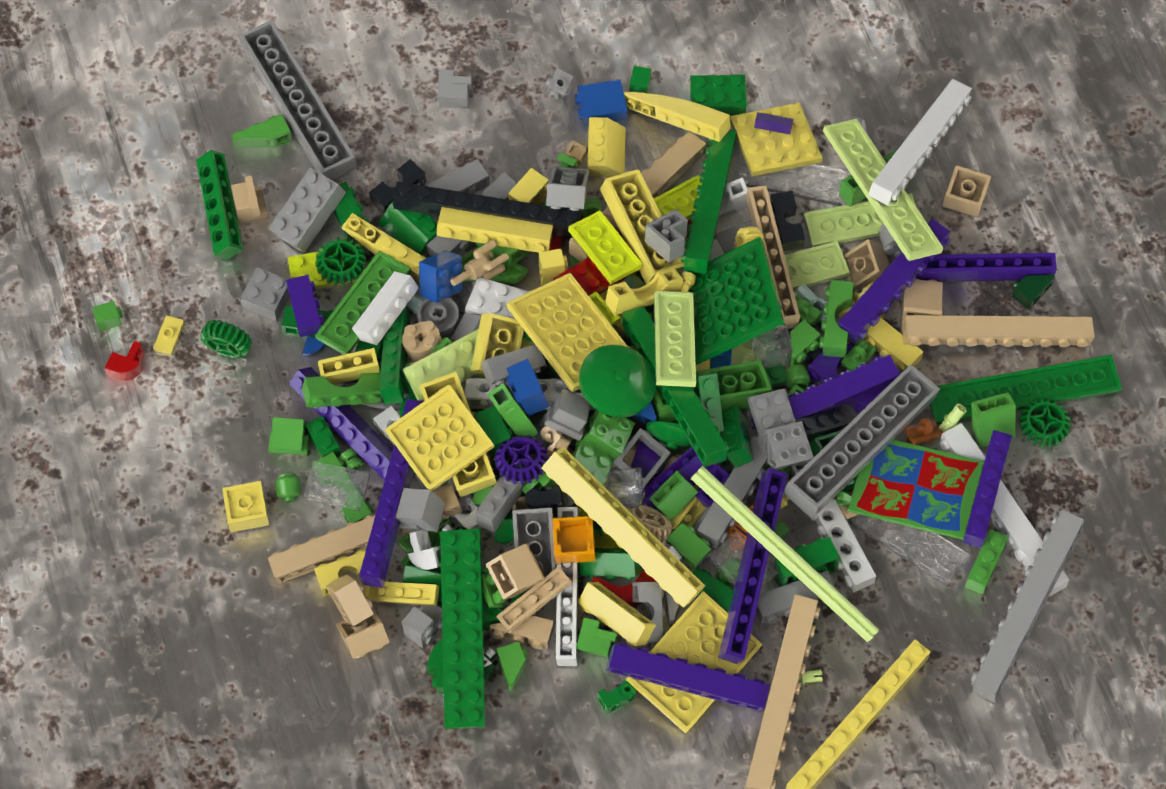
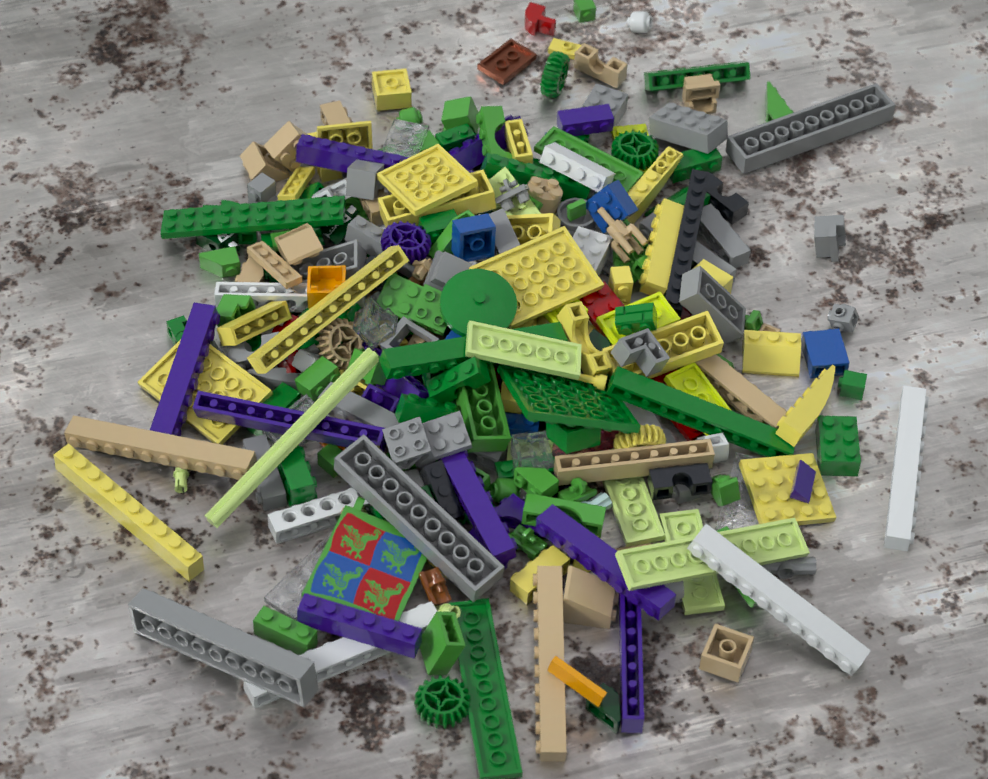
camera: 90 degrees right, 15 degrees down
(130, 260) = (640, 22): none -> white head
(191, 393) = (507, 61): none -> copper plate
(213, 288) = (588, 61): none -> tan arch
(346, 538) = (351, 133): none -> light yellow slope
(444, 309) = (576, 210): none -> bright green tile
(445, 358) = (505, 199): none -> light grey hips
(621, 241) = (635, 318): none -> green brick
(736, 43) = (905, 469): none -> white brick
(797, 181) = (725, 489): none -> bright green slope
(1027, 303) = (577, 681): none -> light orange tile

